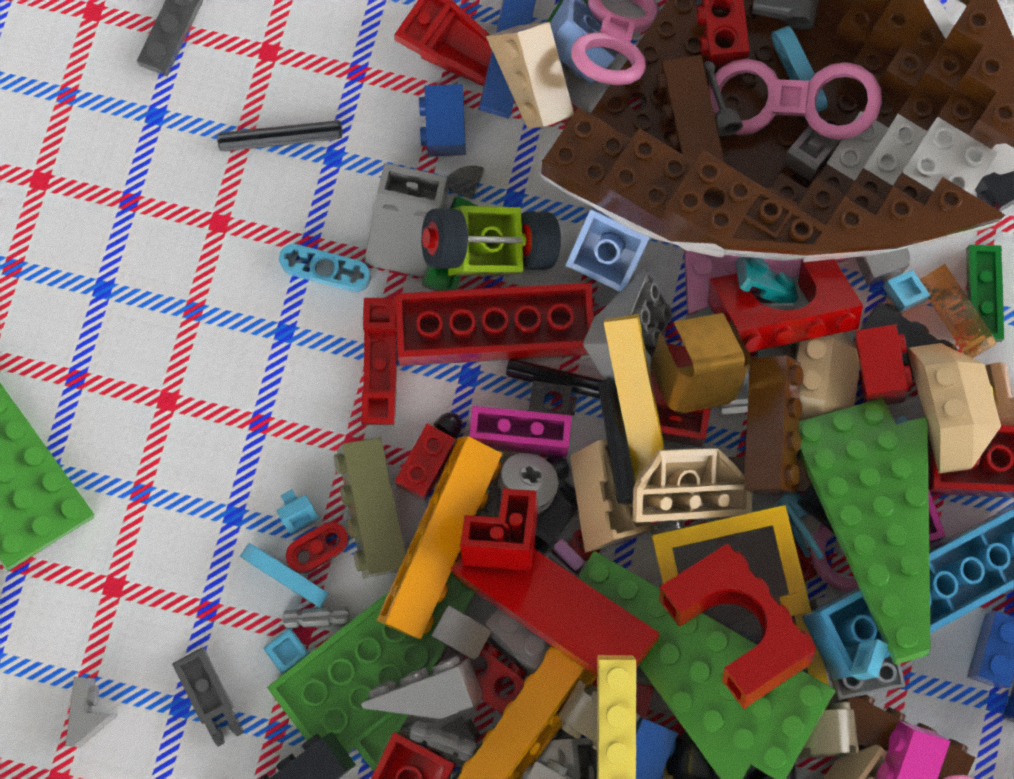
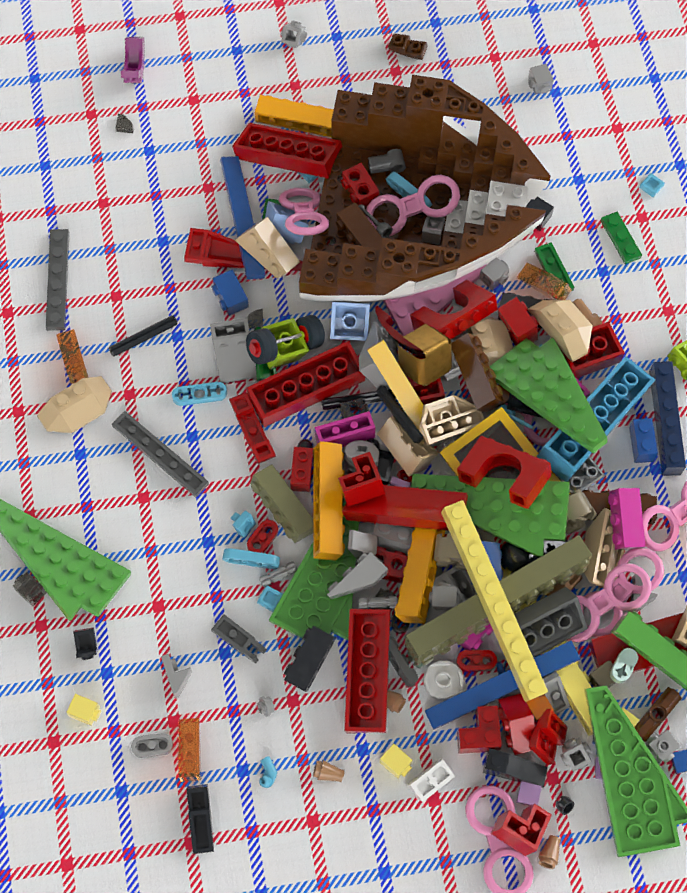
camera: 25 degrees left, 10 degrees down
(129, 209) = (76, 405): none -> tan wedge
(156, 125) = (72, 356): none -> clear orange slope
(220, 343) = (160, 454): none -> dark grey plate
(668, 273) = (387, 322): none -> red slope
(774, 286) = (431, 302): teal wing -> none
(868, 659) = (579, 457): medium azure tile -> none
(906, 291) = (513, 283): medium azure tile -> none

